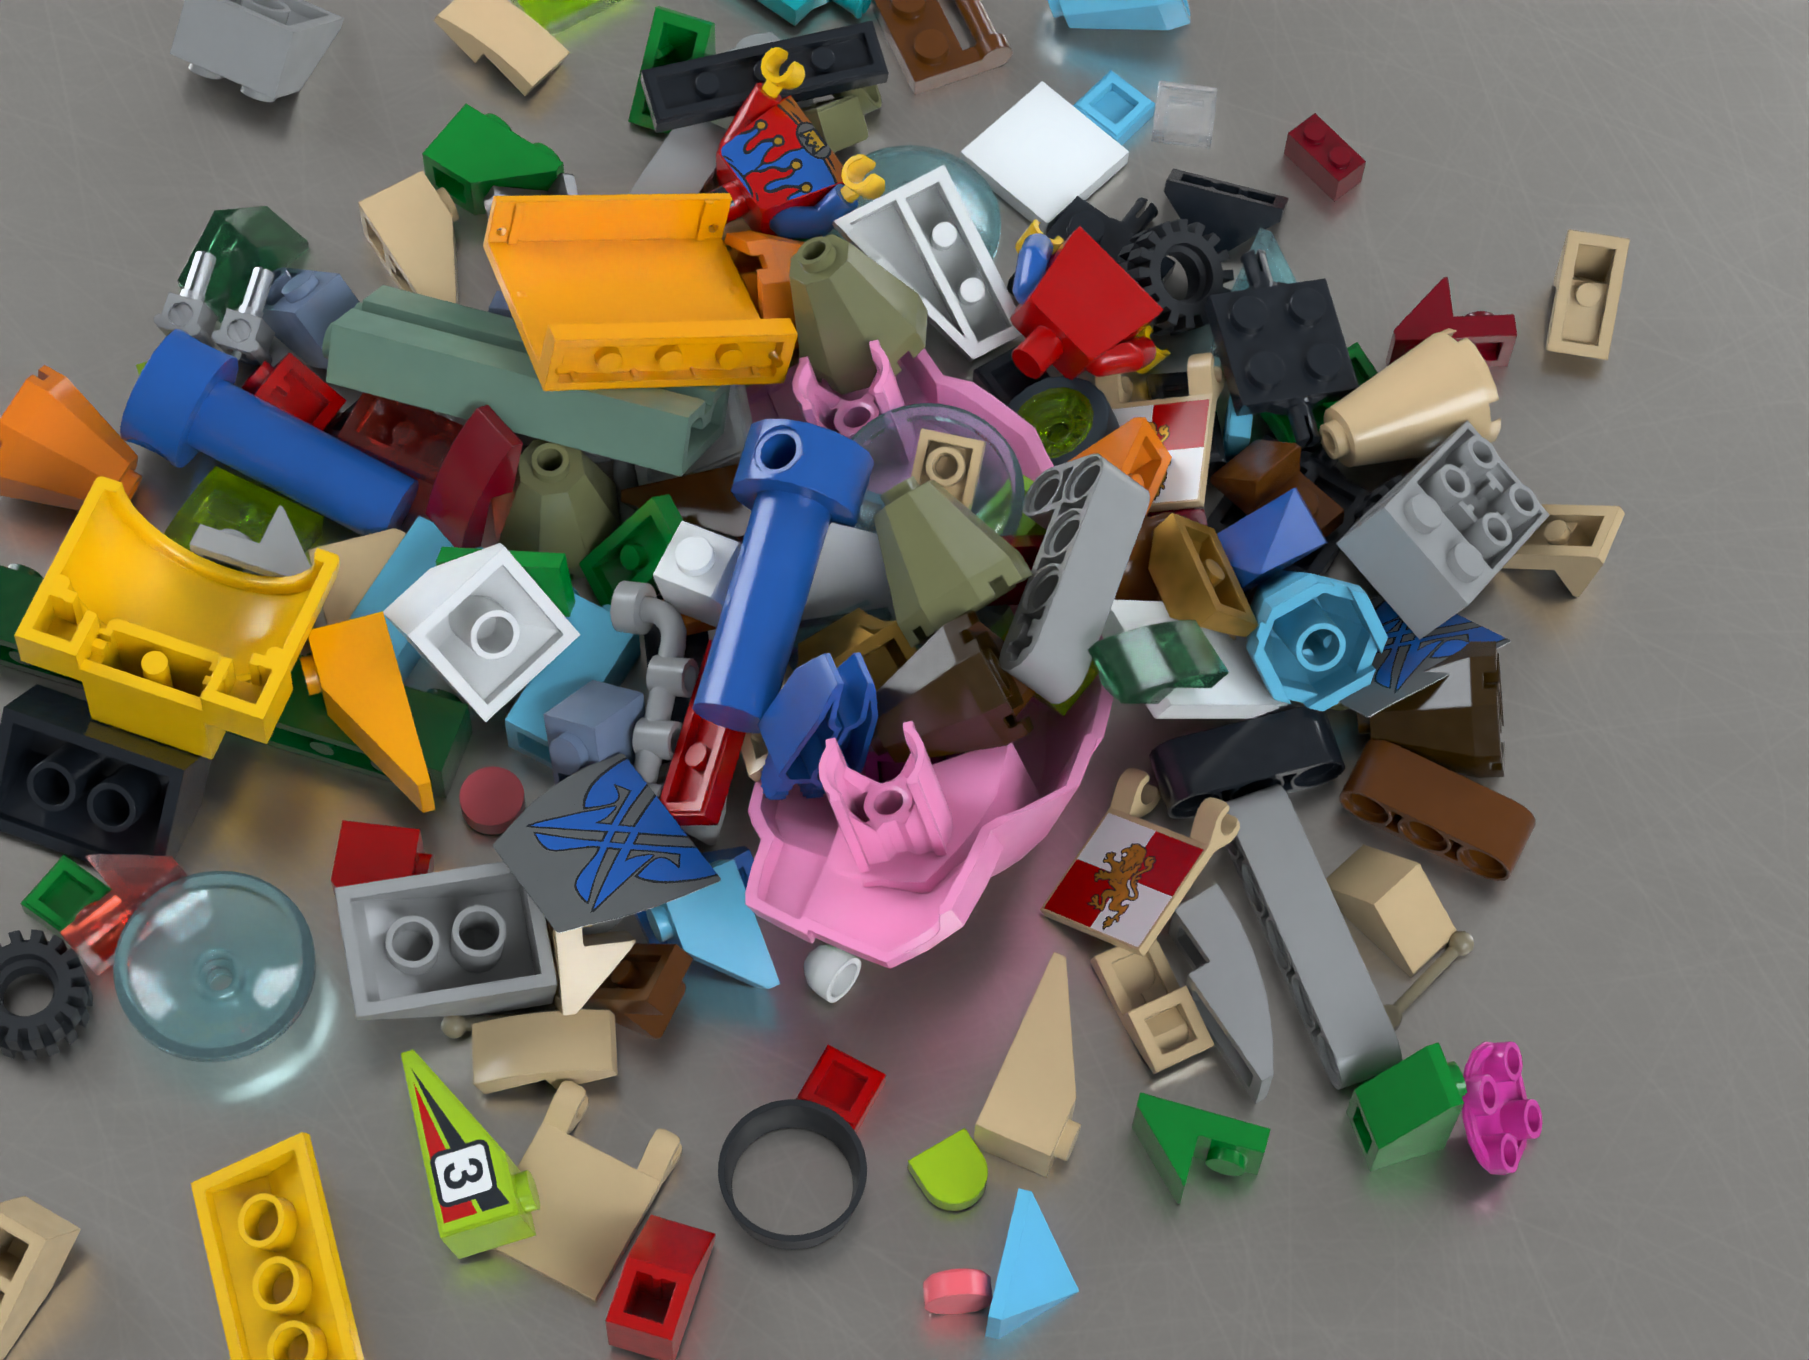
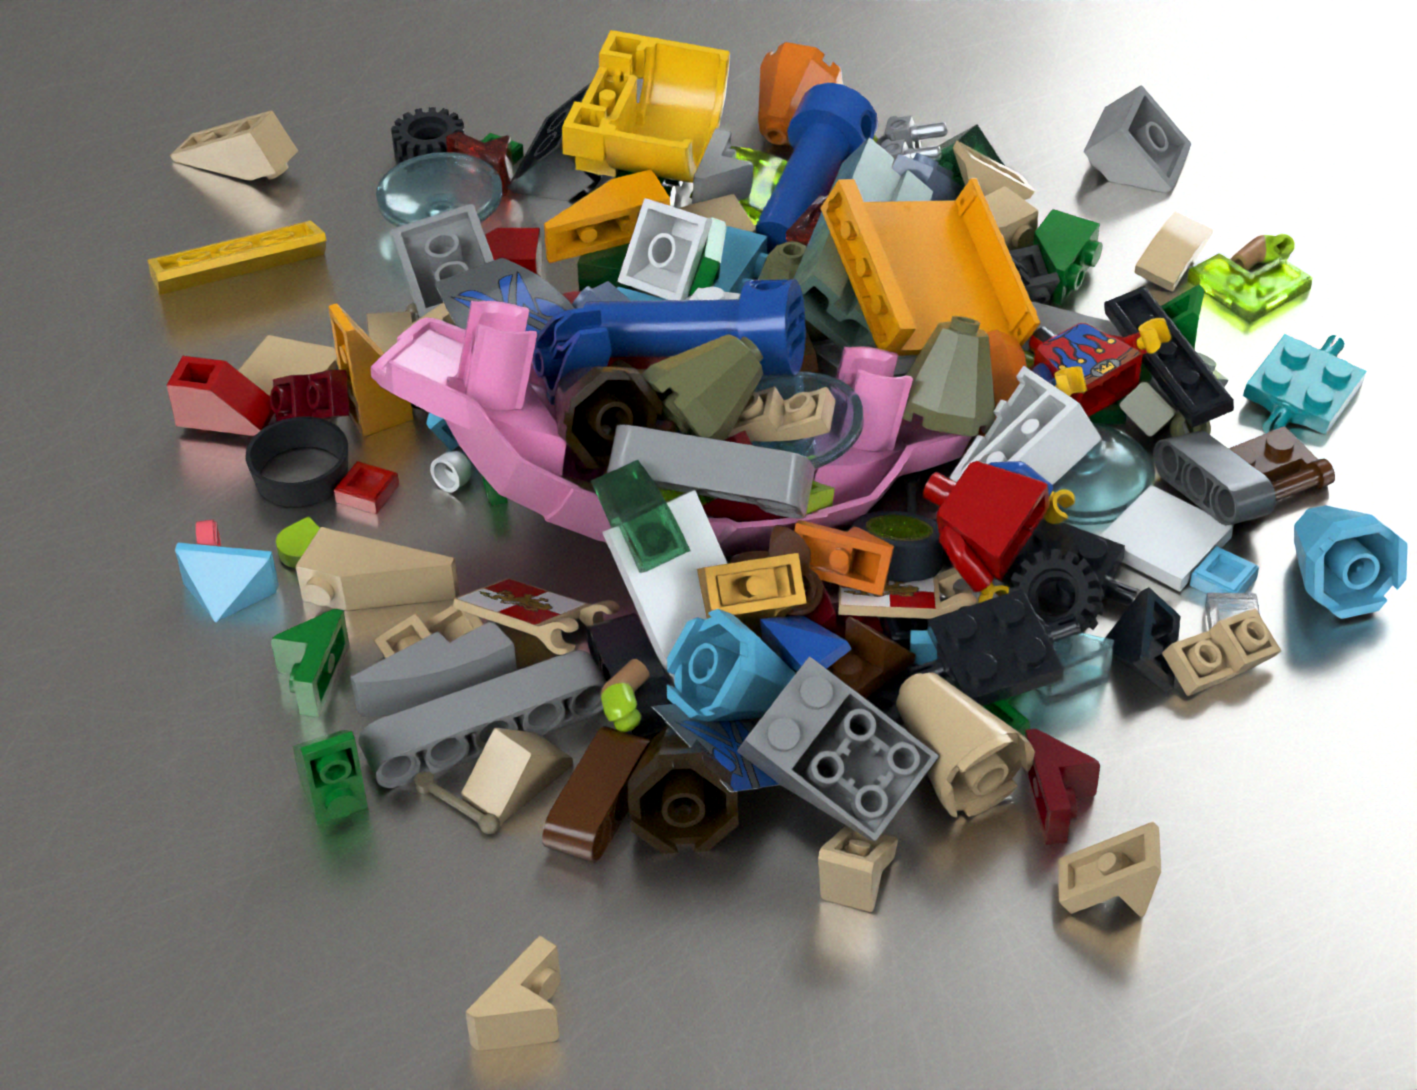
camera: 90 degrees right, 20 degrees down
(305, 224) = (989, 173): none -> tan slope
(472, 1181) = (299, 311): lime slope -> none
(474, 471) = (783, 229): dark red slope -> none
(675, 1063) = (369, 404): none -> light orange slope
(677, 1158) = (311, 395): none -> dark red slope
(972, 79) = (1214, 477): none -> dark grey beam
(1246, 129) = (1222, 652): none -> tan slope
(1323, 761) = (619, 697): none -> lime arm
(1324, 157) = (1216, 703): dark red piece -> none
(1497, 1107) = (329, 823): dark pink dish -> none
(1751, 921) = (517, 1004): none -> tan slope

